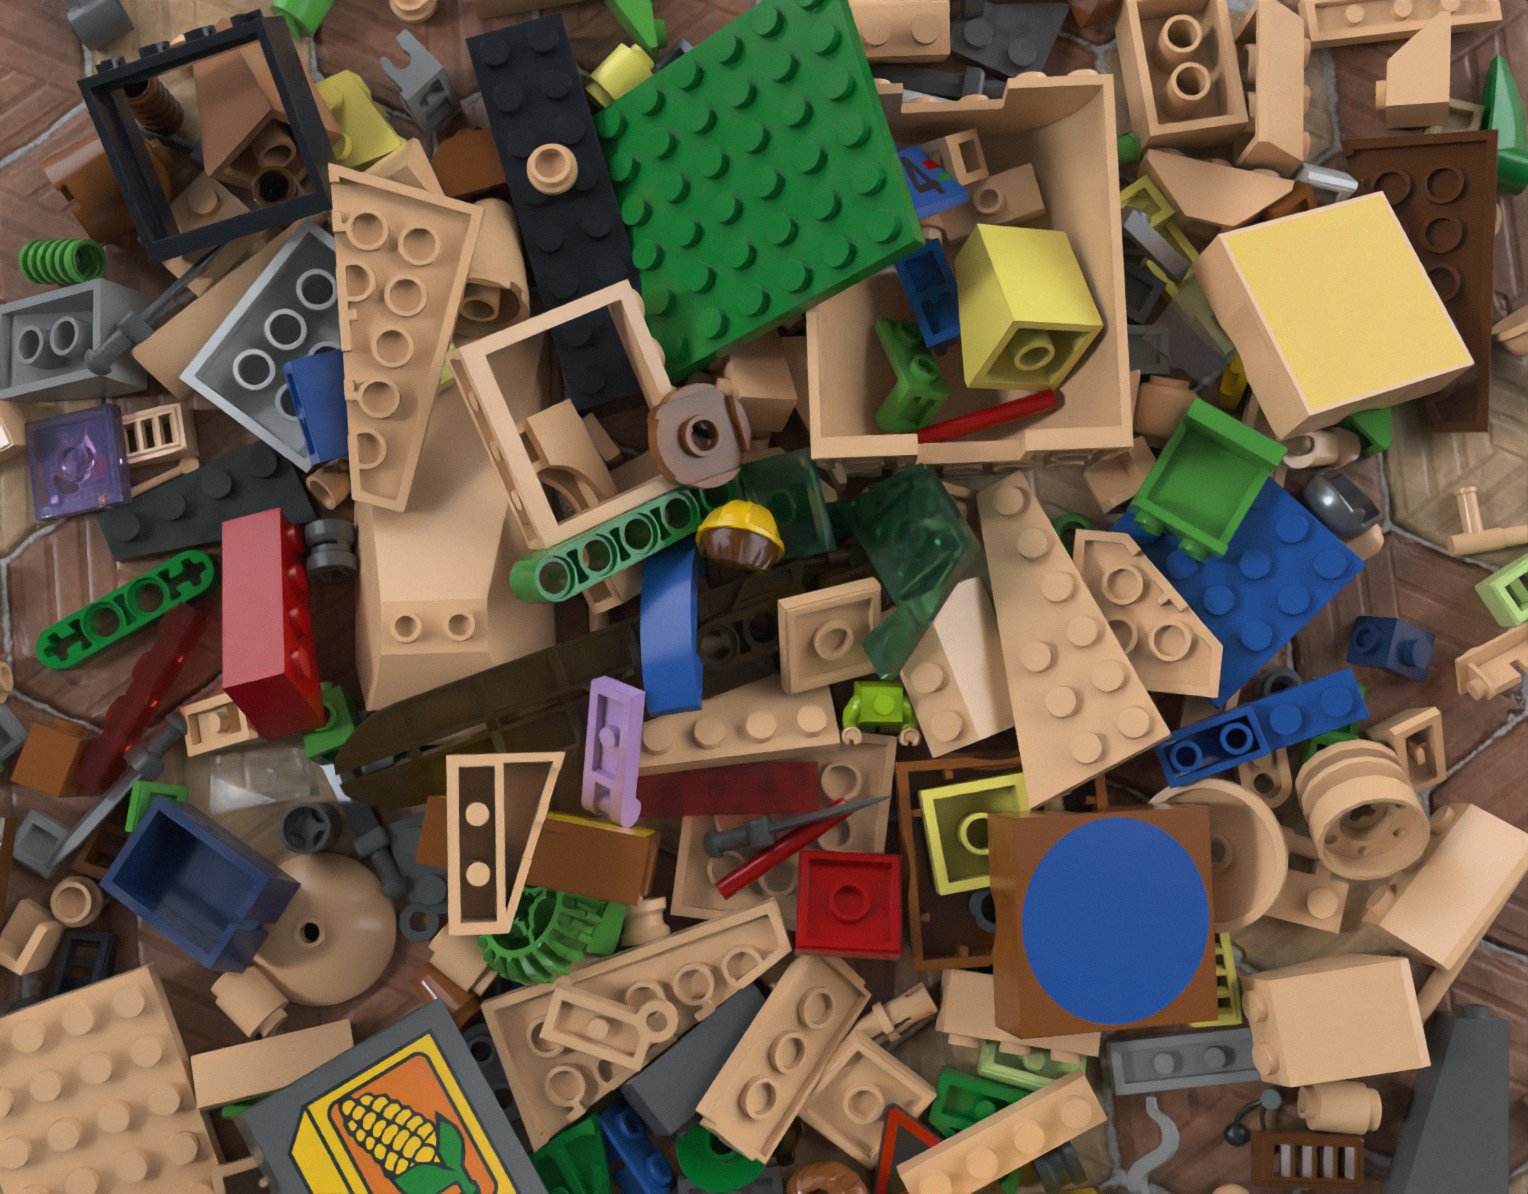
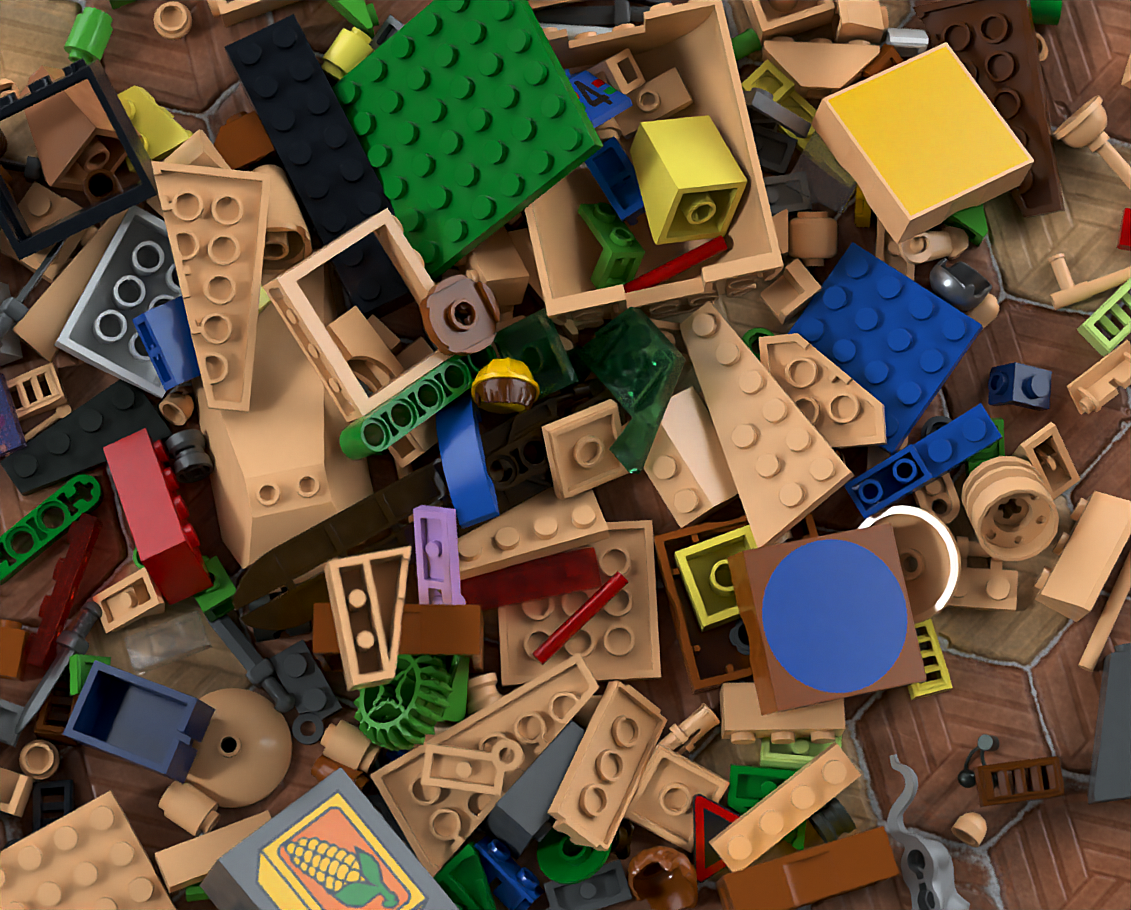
camera: 10 degrees left, 5 degrees down
(299, 827) = (209, 663): dark grey wheel -> none
(423, 86) = (199, 88): light grey hinge -> none
(552, 169) = (311, 135): light nougat plate -> none
(762, 831) = (560, 608): dark grey sword -> none
(848, 905) = (636, 648): red tile -> none
(881, 706) = (635, 500): lime piece -> none
(1181, 1060) = (917, 724): light grey plate -> none
(1205, 481) = (848, 284): bright green panel -> none
(1334, 1019) = (1016, 668): light nougat slope -> none
(1340, 1107) = (1038, 738): light nougat brick -> none

